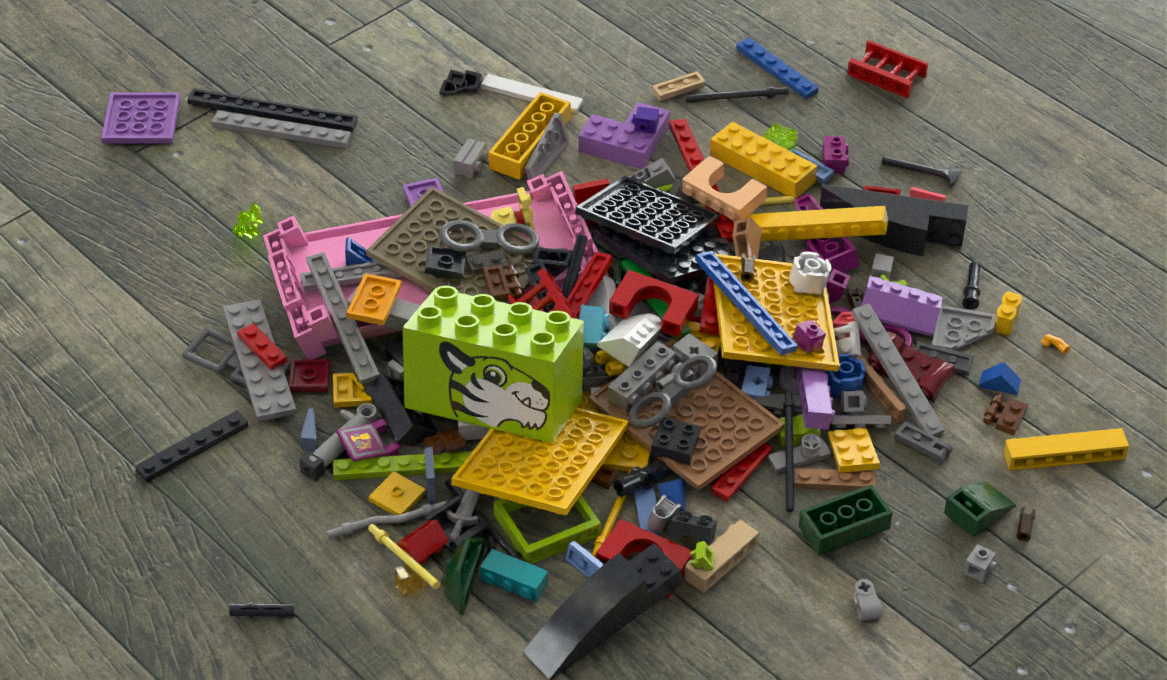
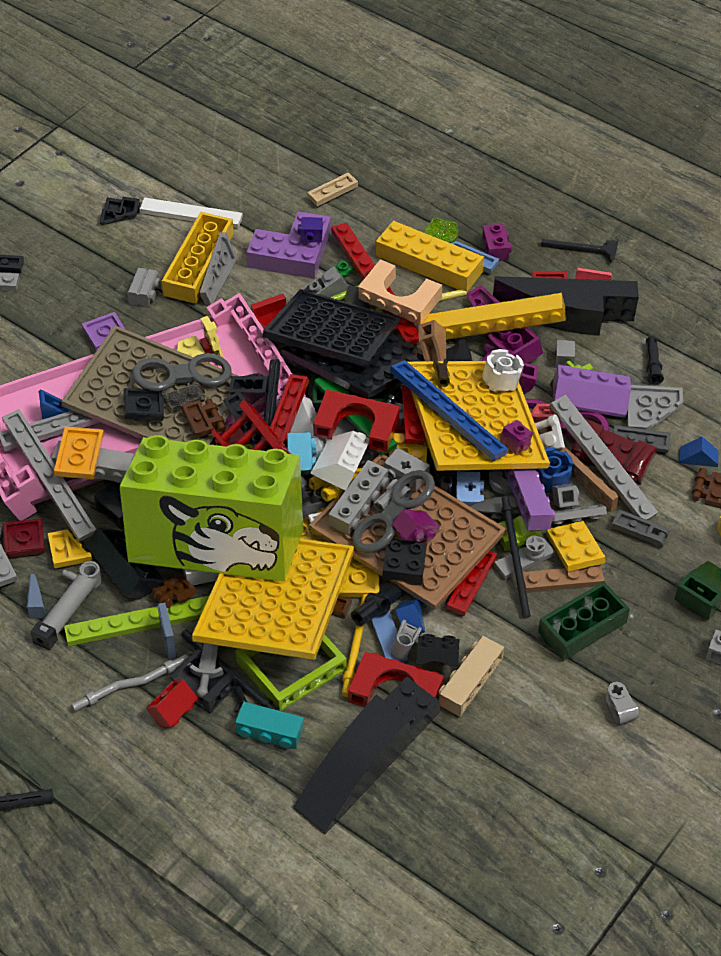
camera: 10 degrees left, 5 degrees up
(364, 442) = (93, 603): magenta flag -> none
(384, 538) = (131, 704): light yellow bar -> none
(395, 370) = (111, 521): light grey tile -> none
(397, 494) = (135, 654): yellow plate -> none
(407, 579) = (165, 743): clear yellow brick -> none
(462, 572) = (217, 731): dark green wedge -> none
(582, 559) = (338, 701): medium blue tile -> none
(674, 163) = (344, 268): none -> green plate
(692, 407) = (415, 526): none -> magenta brick
(703, 557) = (457, 682): lime tile -> none
(769, 92) = (421, 186): black bar -> none
(777, 68) = (423, 160): blue plate -> none
(854, 298) = (545, 389): dark brown bar -> none
(882, 78) = (526, 160): red fence -> none
(1007, 313) = (693, 385): yellow brick -> none

